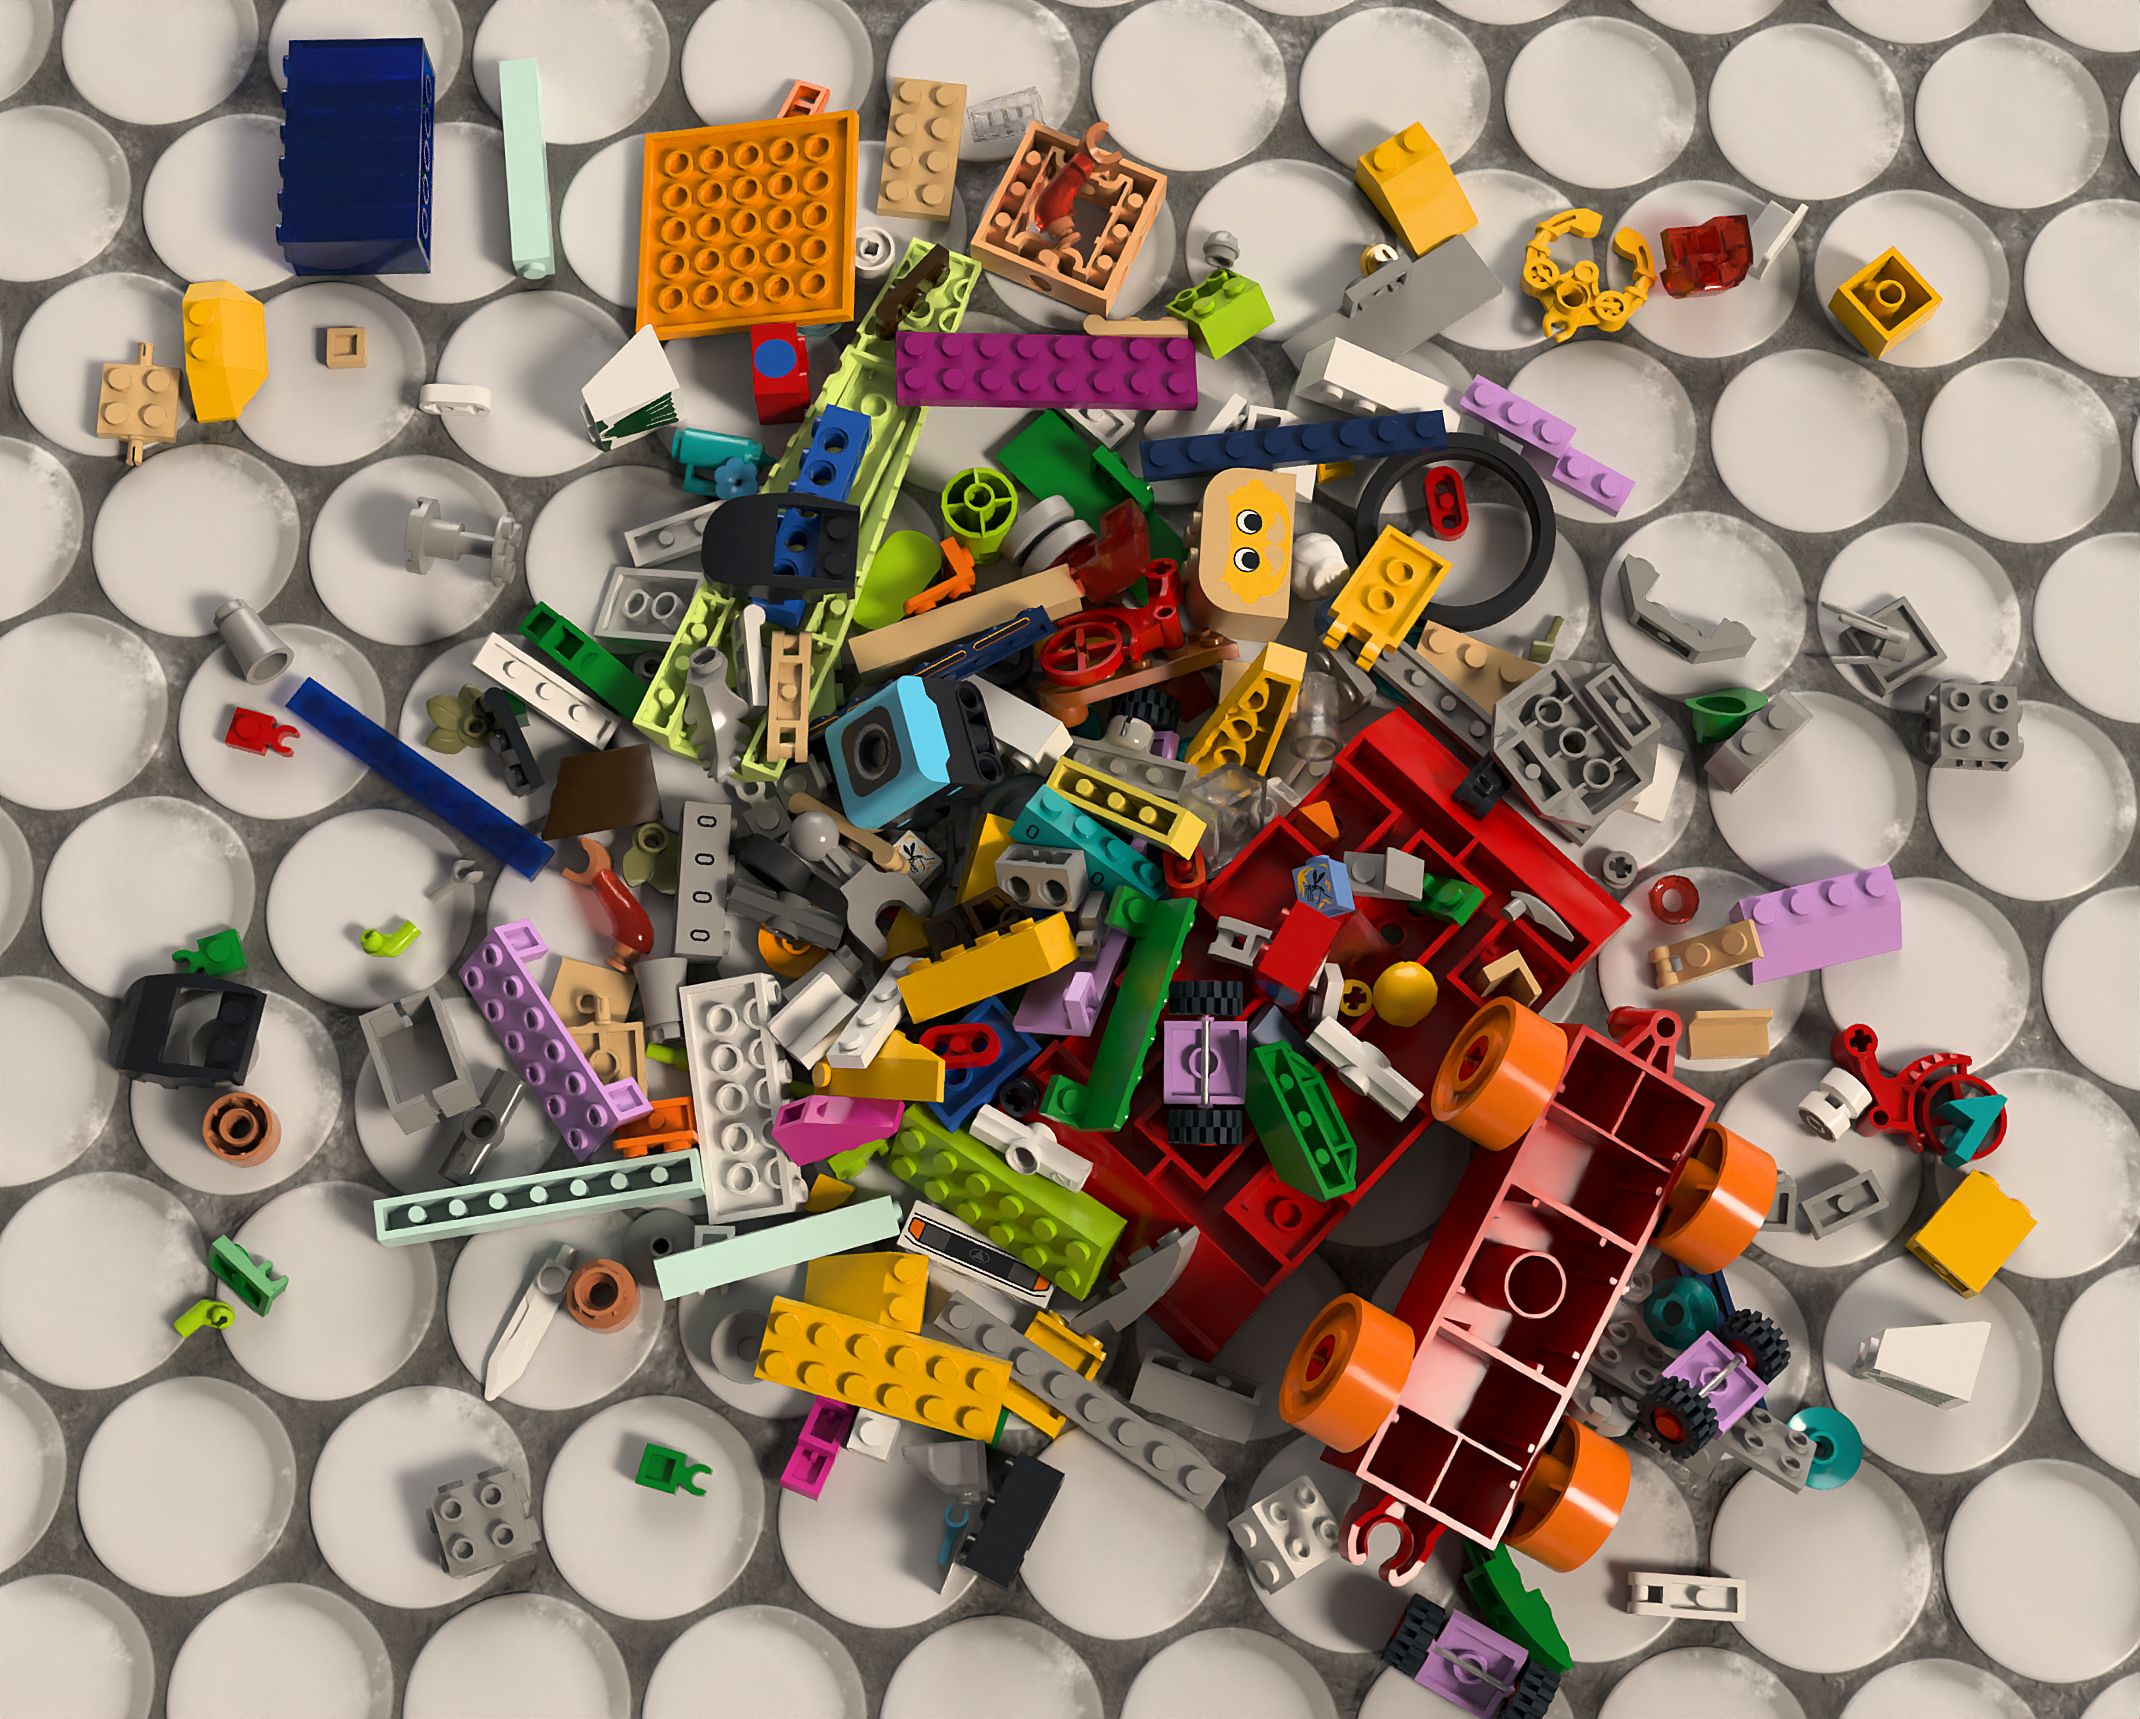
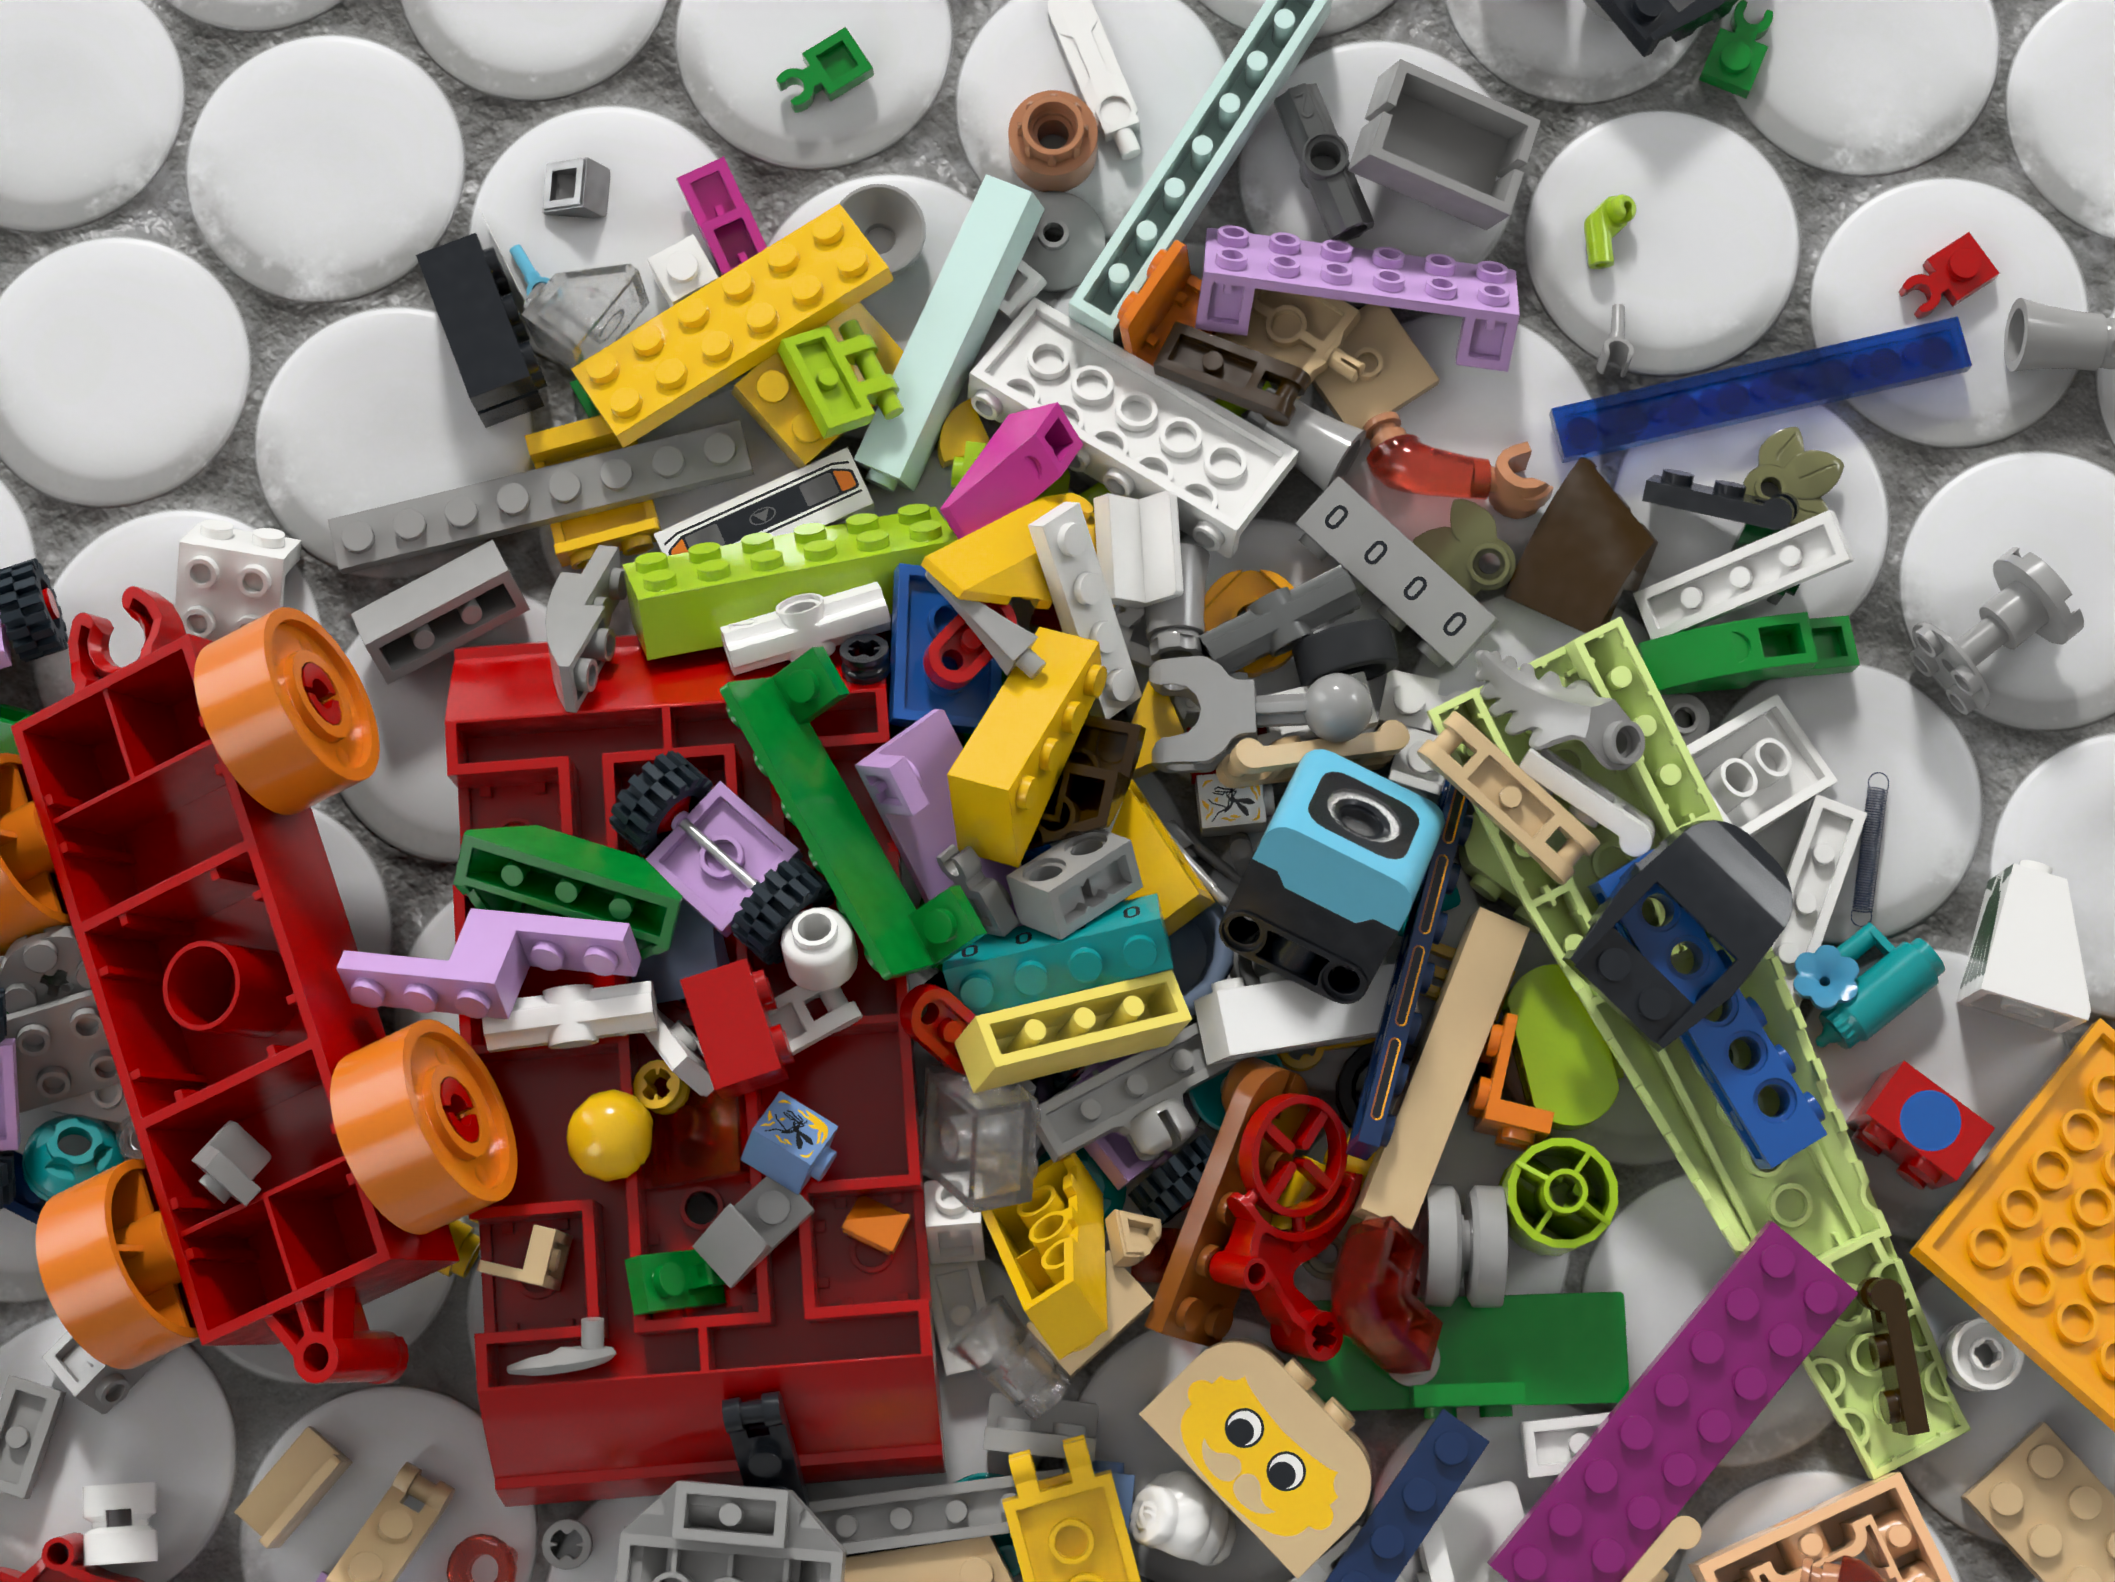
camera: 135 degrees right, 5 degrees up
(652, 521) = (1871, 874): none -> dark blue piece
(664, 1063) = (1231, 372): none -> dark brown plate
(871, 1275) = (828, 382): none -> lime plate
(873, 1560) = (576, 189): none -> flat silver slope
(944, 1022) = (1004, 639): none -> light grey piece
(1200, 700) = (1131, 1236): none -> tan tile
(1209, 955) = (819, 949): none -> white head
(1380, 1130) = (489, 963): none -> lavender bracket
(1611, 1182) = (231, 1164): none -> light grey bracket

